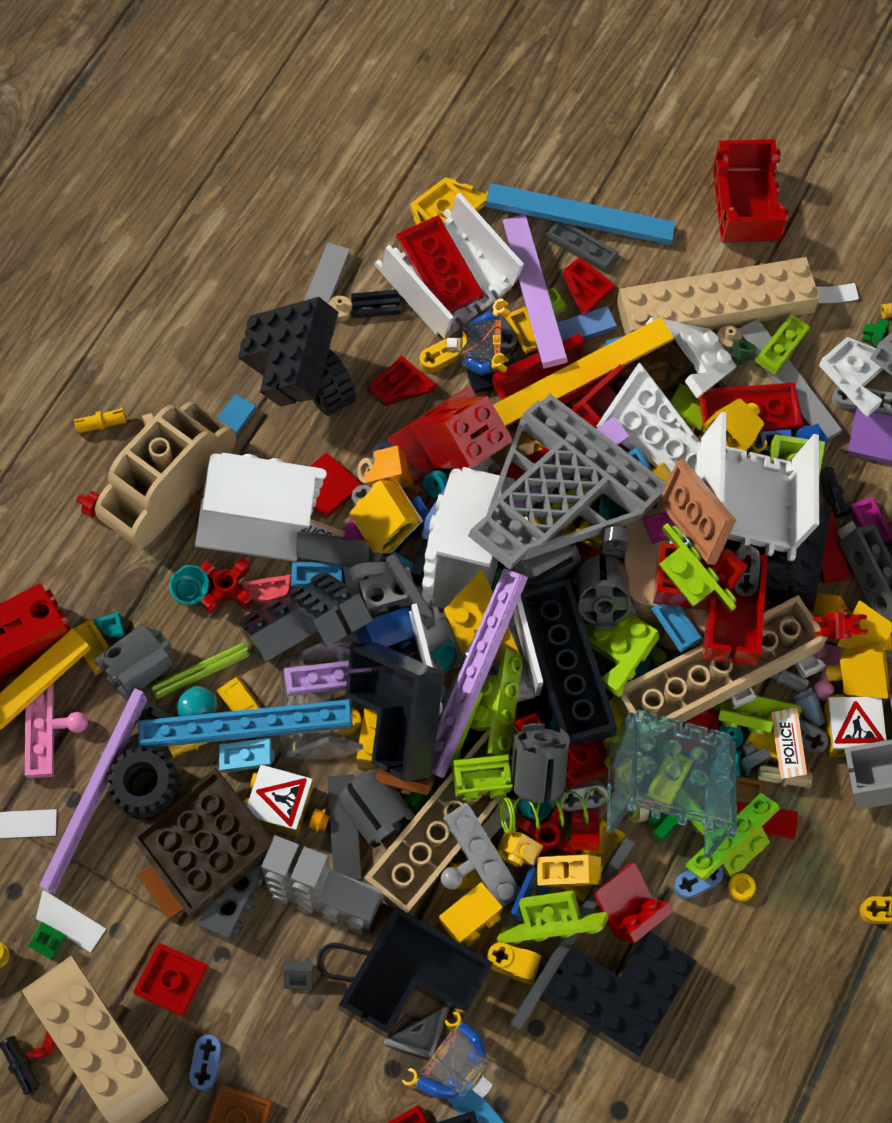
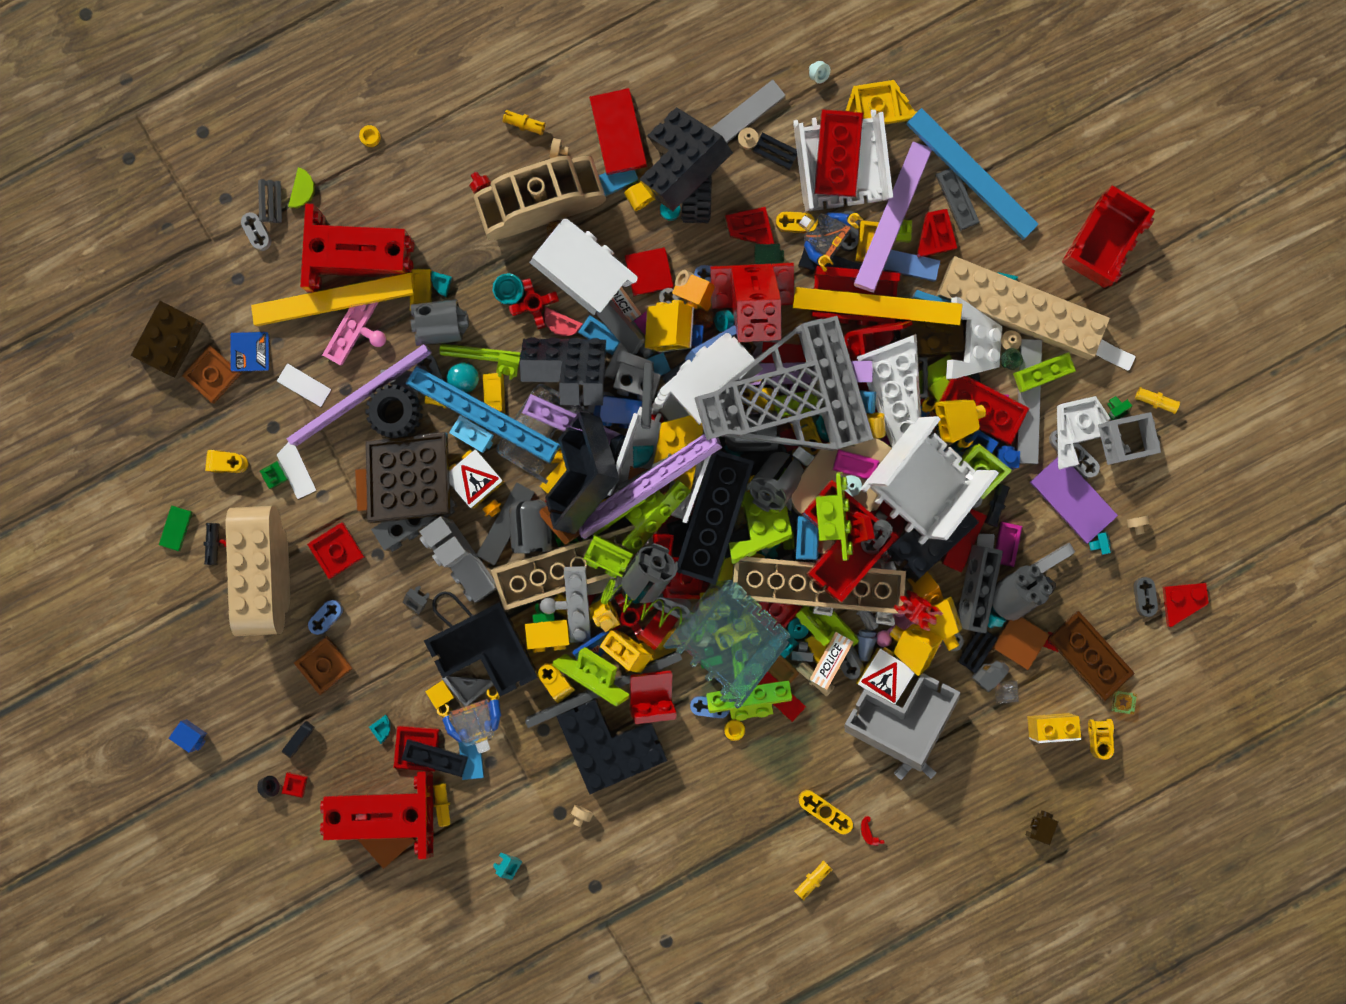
camera: 35 degrees right, 20 degrees up
(204, 374) = (618, 131): none -> red tile
(238, 661) = (508, 365): none -> lime tile
(268, 417) = (638, 196): none -> yellow piece
(307, 416) = (669, 215): none -> teal tile
(368, 210) = (819, 71): none -> light aqua tile
(393, 1064) = (439, 694): none -> yellow tile
(434, 395) = (768, 254): none -> clear green brick
(451, 897) = (542, 617): none -> green tile
(645, 1092) = (581, 815): none -> tan tile
(697, 512) = (869, 476): nougat tile -> none

